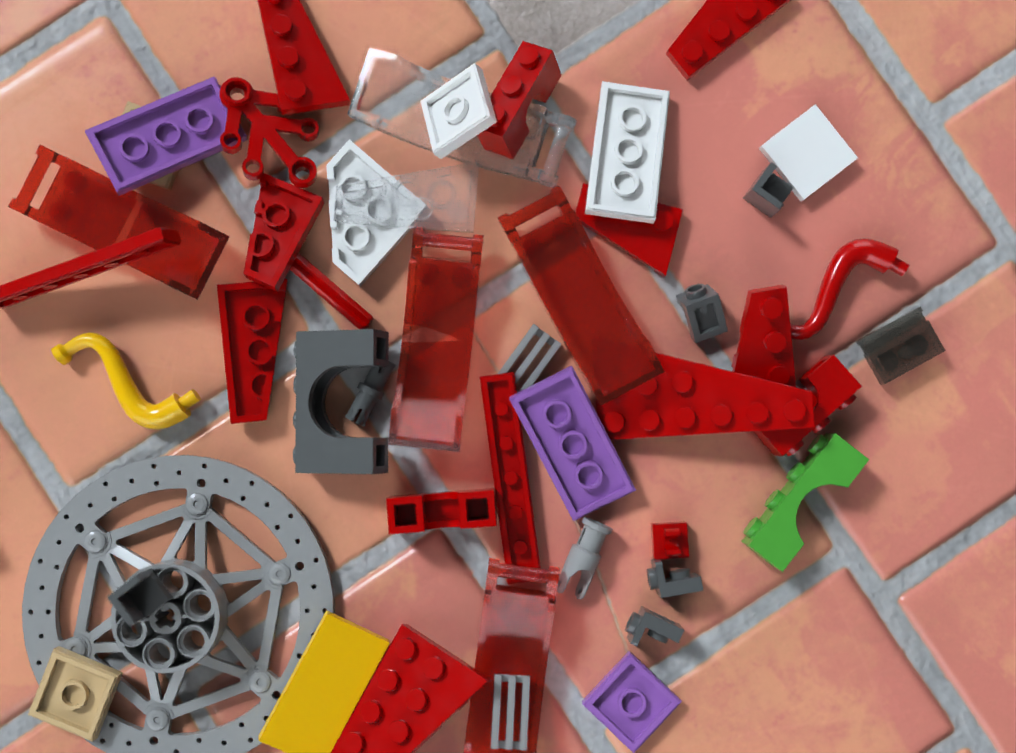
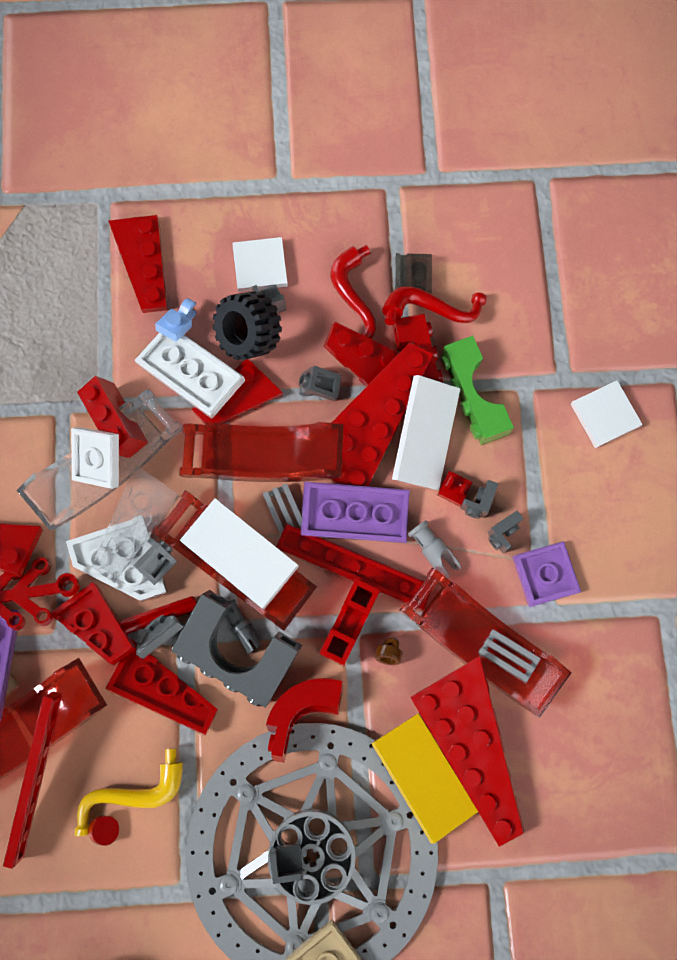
camera: 65 degrees left, 10 degrees down
(74, 376) = (103, 830): none -> red tile
(308, 305) = (157, 633): none -> dark grey tile
(329, 506) = (304, 698): none -> red arch
(383, 253) = (155, 561): none -> dark grey bracket
(434, 574) = (389, 654): none -> reddish brown tile
(444, 342) = (239, 553): none -> white tile
(673, 101) = (175, 323): none -> light blue plate
(714, 472) = (426, 433): none -> white tile
(719, 186) = (261, 322): none -> black tyre
(867, 669) = (606, 414): none -> white tile
(872, 351) = (400, 297): none -> red animal

